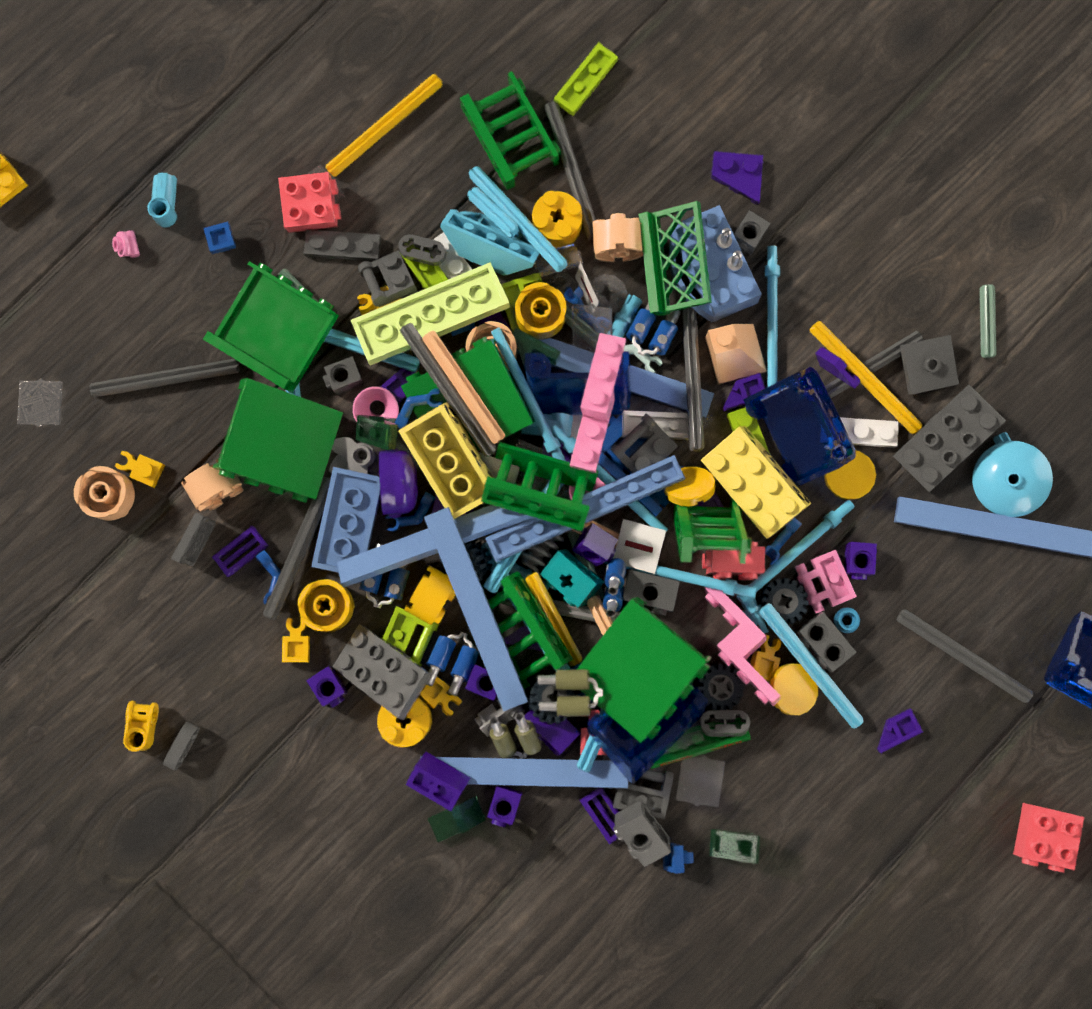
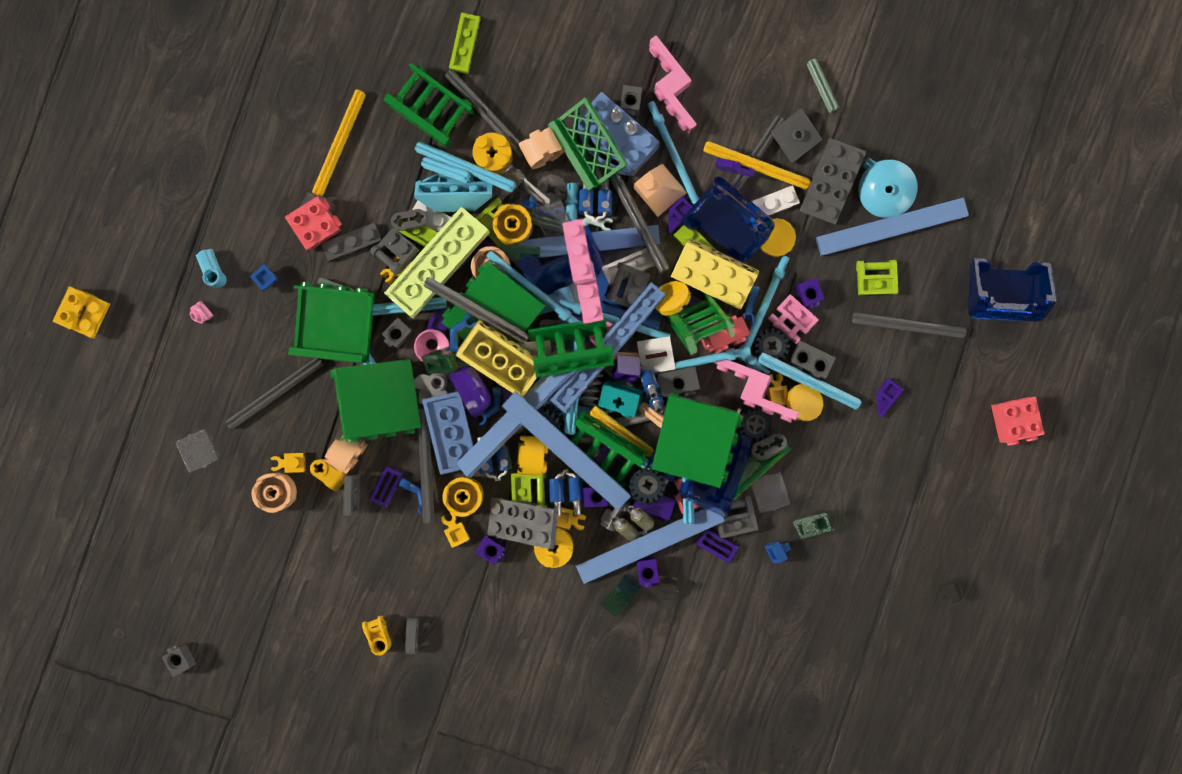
camera: 25 degrees left, 5 degrees up
(179, 506) = (330, 476): none -> yellow piece
(437, 781) = (595, 577): dark purple hinge -> none
(463, 387) = (485, 303): light nougat axle -> none
(570, 681) = (661, 485): olive piece -> none
(639, 820) = (748, 546): dark grey brick -> none
(739, 172) = (603, 60): dark purple wing -> none
(807, 237) = (672, 85): none -> bright pink bracket
(854, 620) = (825, 338): dark azure plate -> none
(947, 587) = (877, 283): none -> lime plate

